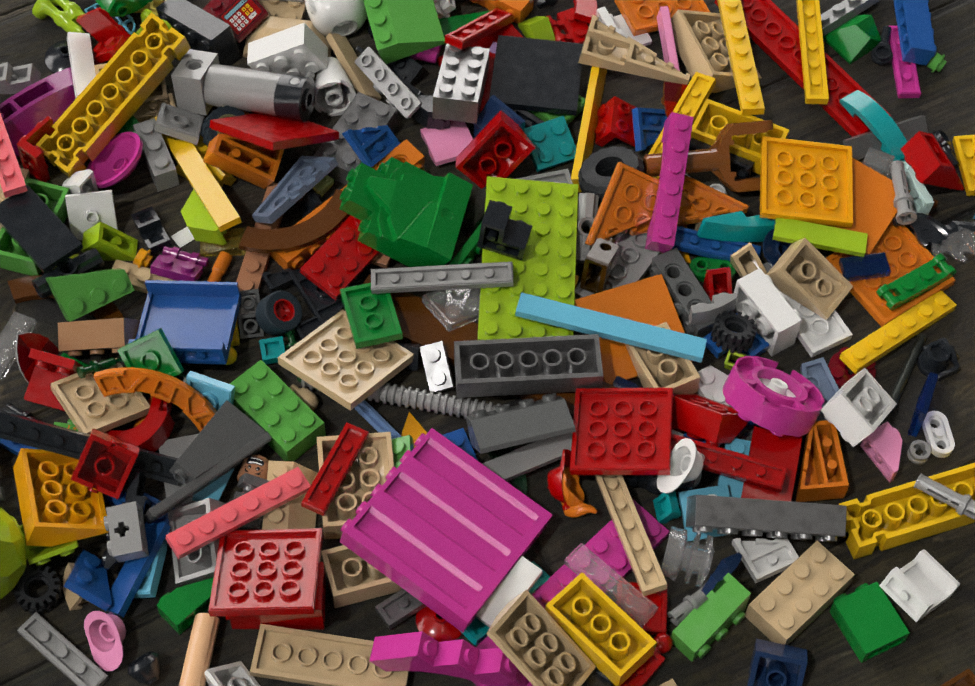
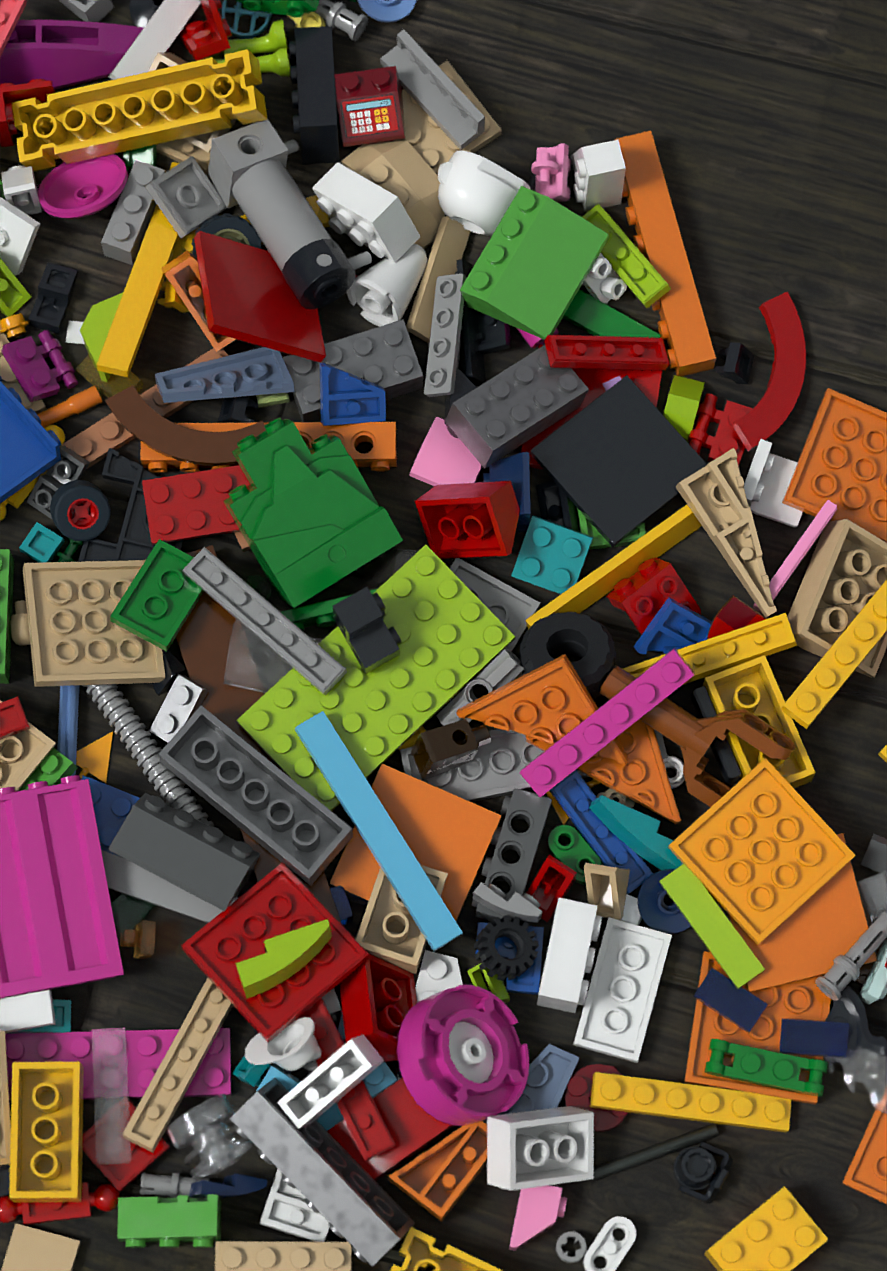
camera: 45 degrees right, 15 degrees up
(541, 493) = (142, 939): none -> clear orange tile
(567, 490) = (171, 962): hair -> none
(632, 425) = (283, 957): none -> lime slope
(727, 458) = (330, 1081): none -> white brick
(809, 278) = (651, 962): tan slope -> none
(923, 248) = (814, 1038): none -> clear blue tile
(923, 404) = (619, 1204): clear blue tile -> none

